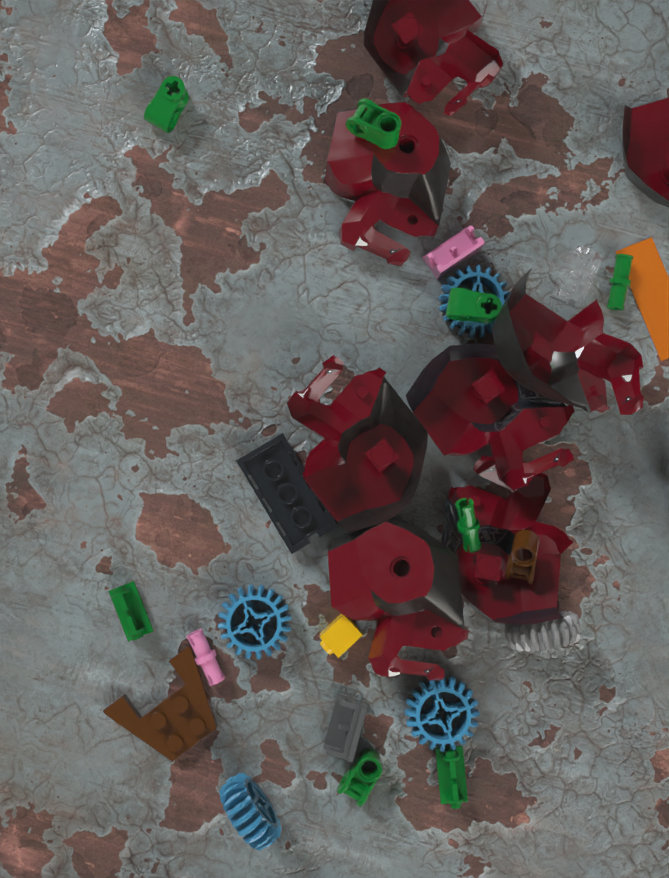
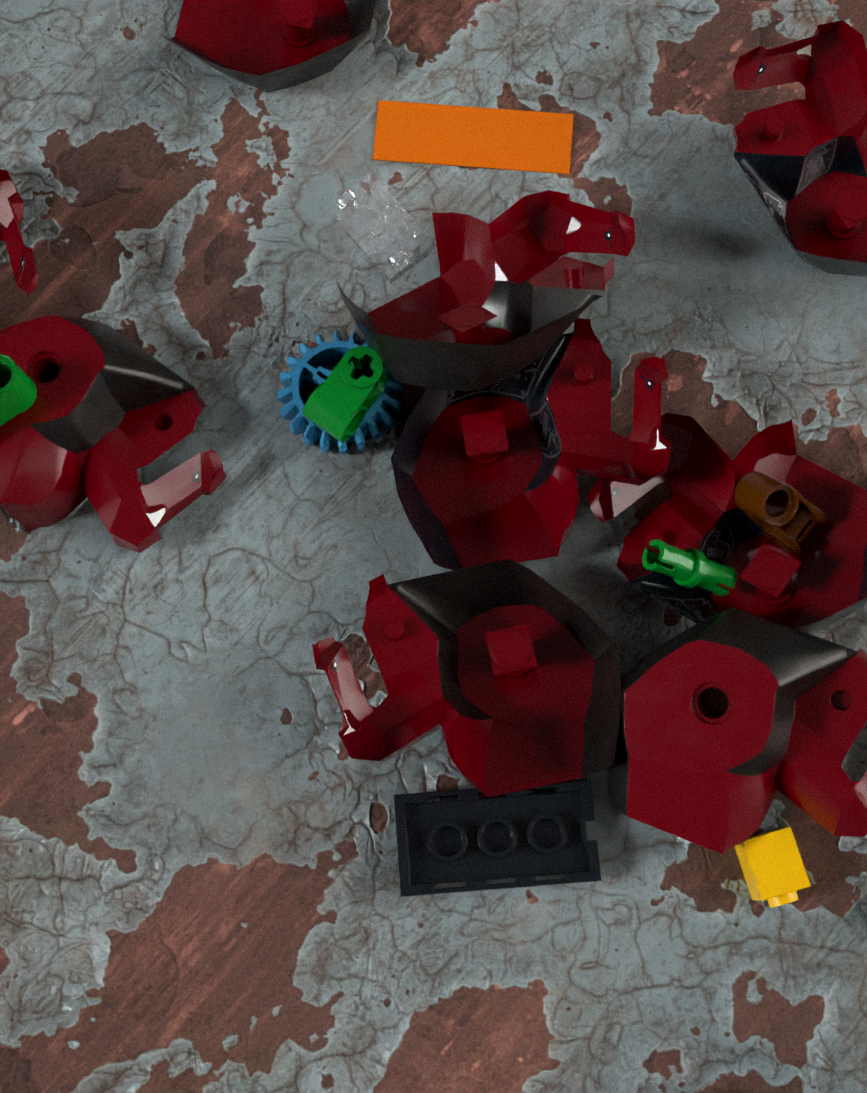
camera: 60 degrees left, 10 degrees down
(259, 633) = (687, 1026): dark azure gear -> none
(453, 252) = (246, 388): bright pink hinge -> none
(619, 282) = (422, 173): green pin -> none

